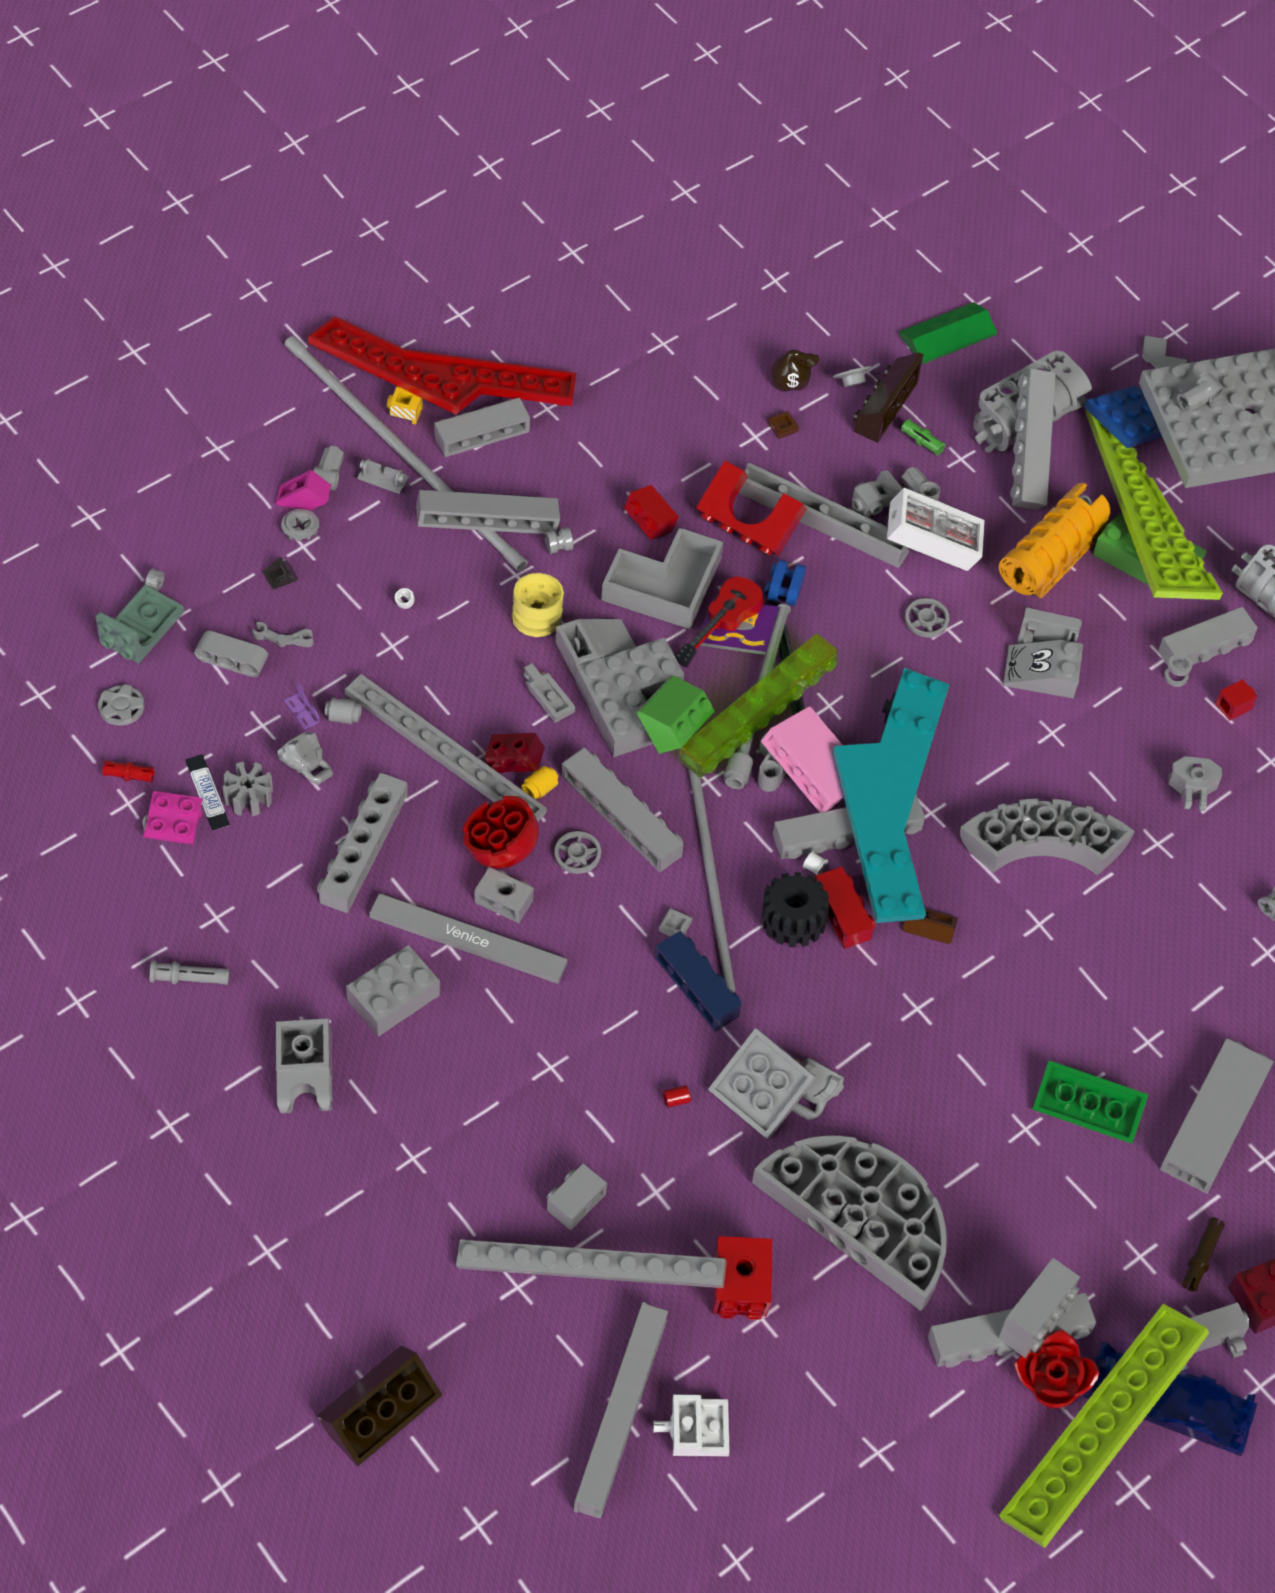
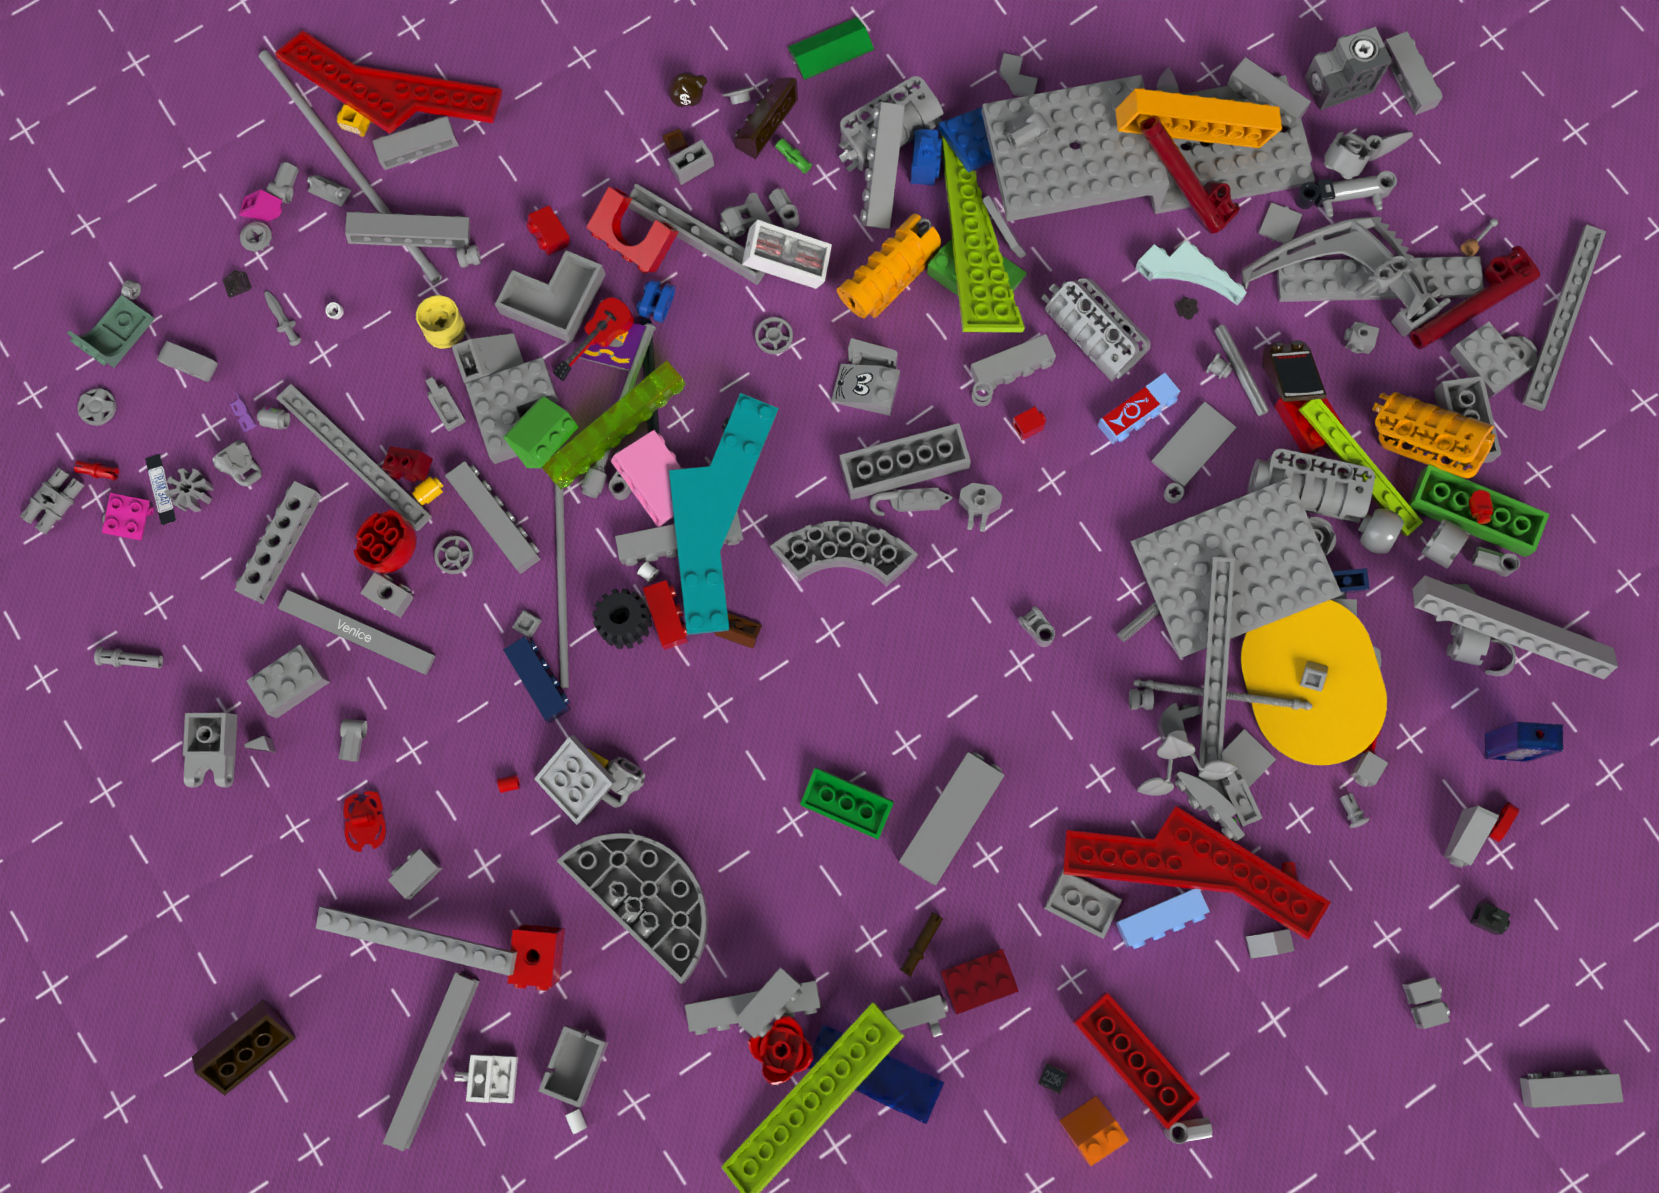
camera: 15 degrees right, 20 degrees up
(76, 804) = (41, 501): none -> light grey pin
(281, 639) = (232, 348): light grey piece -> none
(343, 615) = (285, 325): none -> light grey sword
(365, 1062) = (261, 744): none -> light grey slope
(478, 1050) = (352, 734): none -> light grey piece
(503, 1144) = (364, 822): none -> red shield
(802, 1403) = (576, 1066): none -> light grey piece
(808, 442) = (691, 162): none -> light grey brick
(810, 1472) = (576, 1121): none -> white hinge
(1076, 434) = (925, 157): none -> blue hinge
(1101, 739) = (905, 461): none -> light grey brick
(1113, 783) = (911, 500): none -> light grey plate
(1178, 502) = (1004, 227): none -> light grey tile

